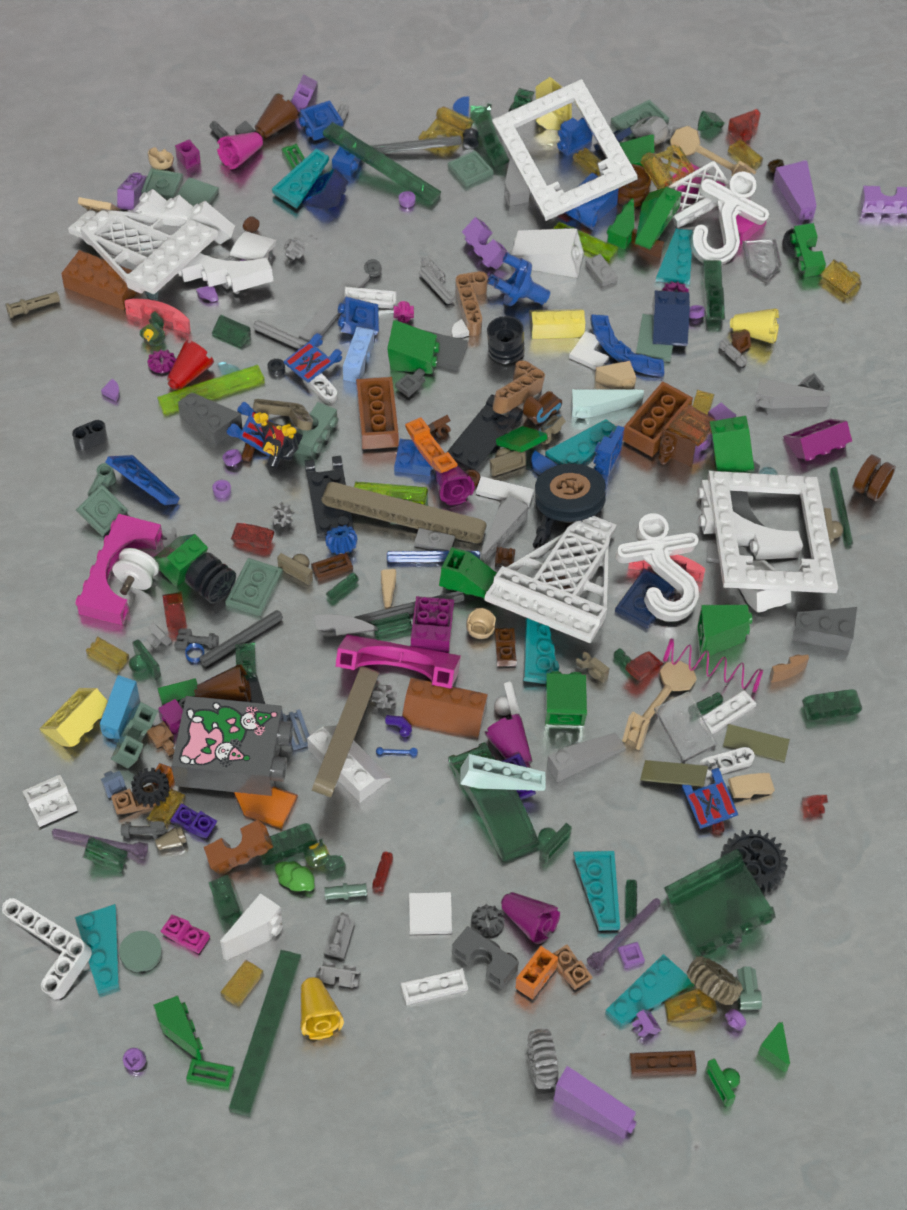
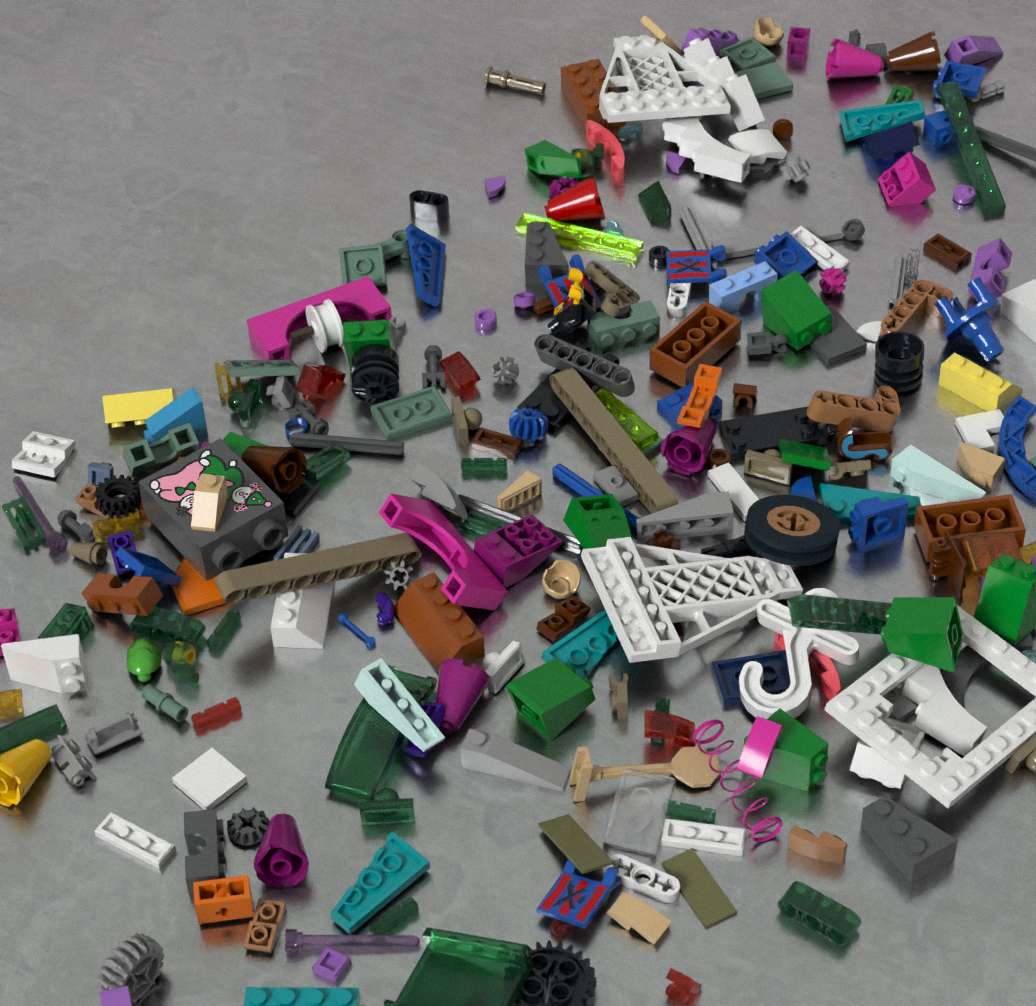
camera: 50 degrees right, 10 degrees down
(129, 629) = (280, 367): none -> sand green tile
(134, 346) = (552, 160): none -> green slope
(221, 537) = (433, 355): none -> dark grey hinge
(232, 816) = (148, 566): none -> blue plate
(243, 742) = (209, 502): none -> tan slope
(320, 817) = (223, 629): none -> clear green axle
(341, 469) = (593, 364): none -> dark grey beam
(368, 214) = (907, 182): none -> dark pink slope
(440, 245) = (946, 249): none -> reddish brown tile
(679, 518) = (838, 614): none -> clear green beam
(720, 636) = (759, 747): none -> dark pink slope
(725, 498) = (924, 630): none -> green slope

